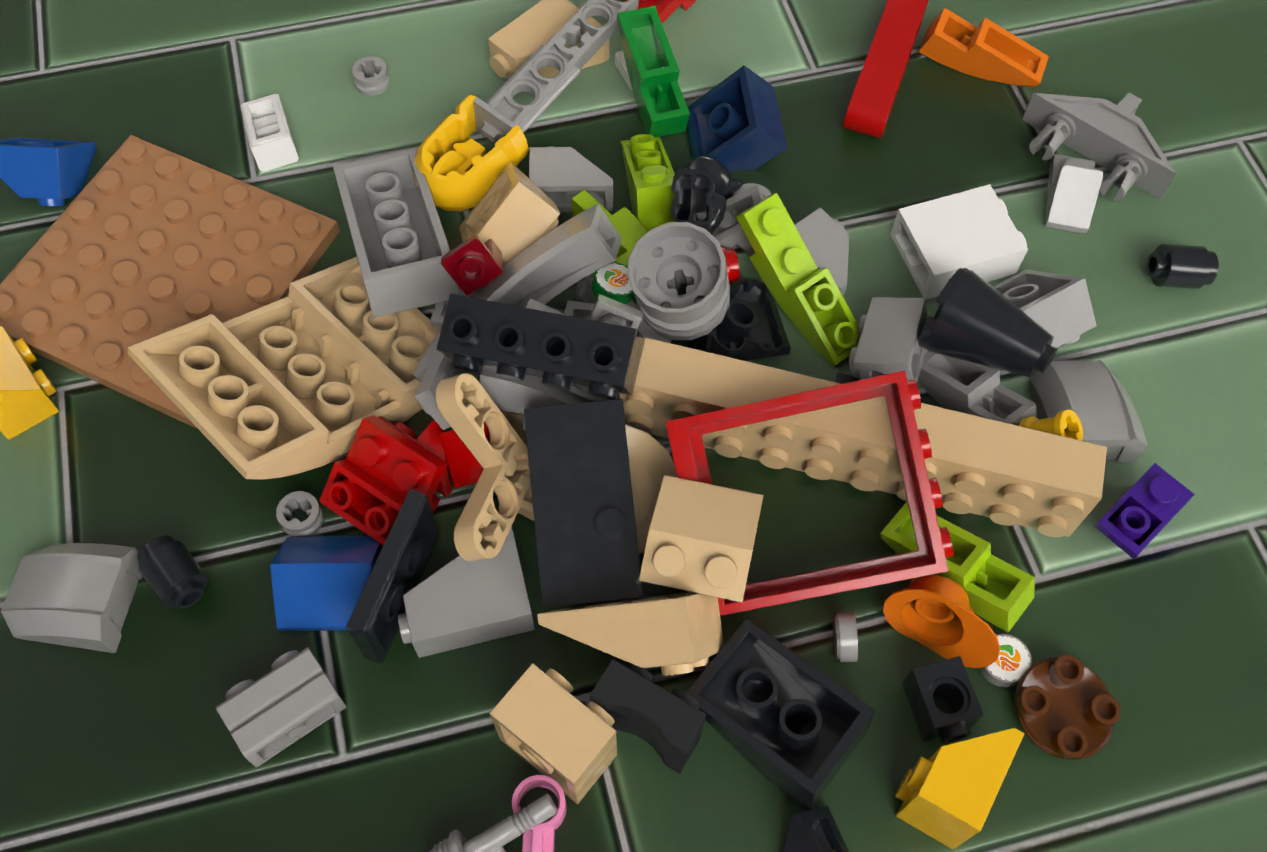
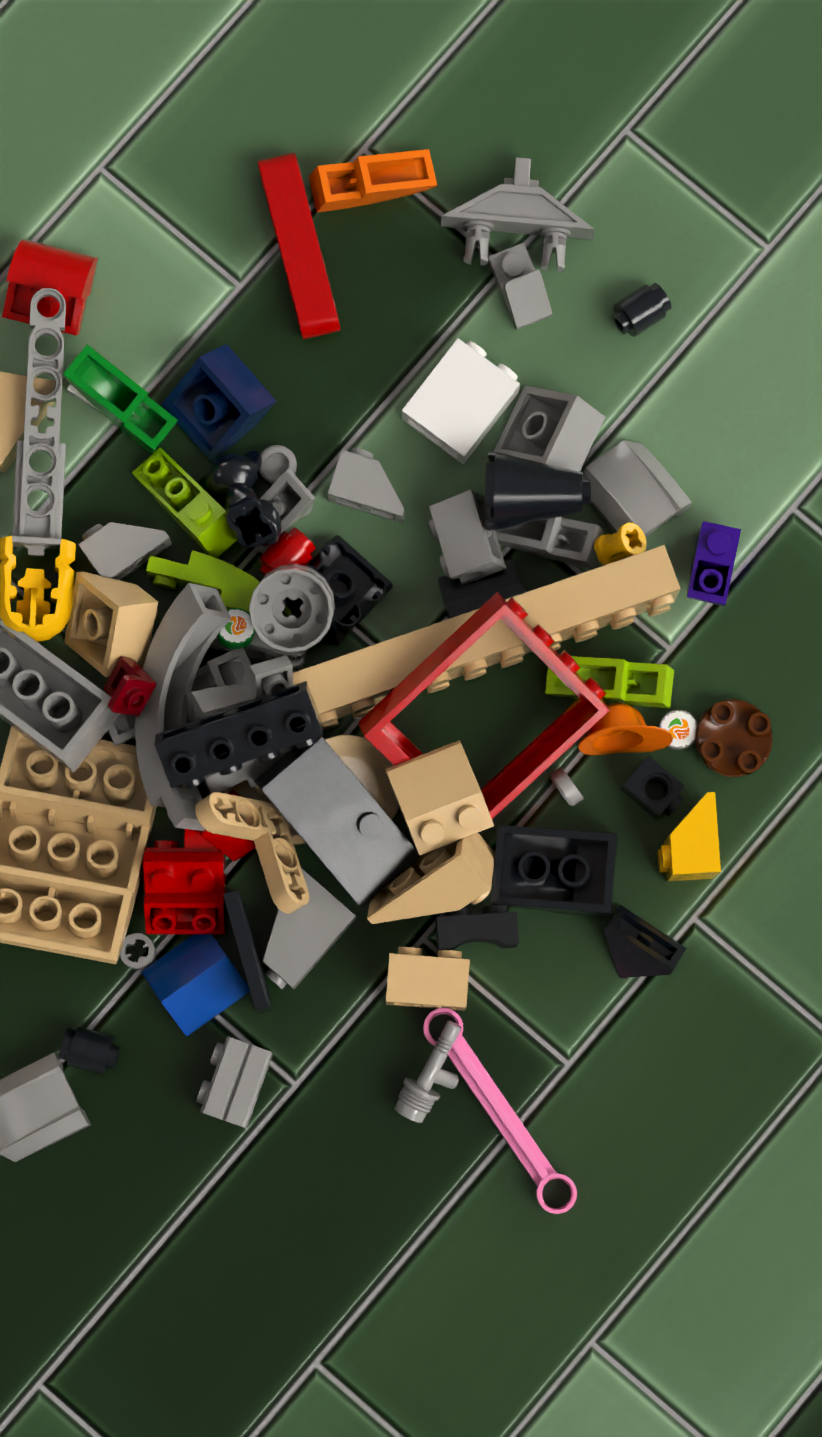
camera: 35 degrees left, 20 degrees up
(796, 283) = (366, 528): lime slope -> none

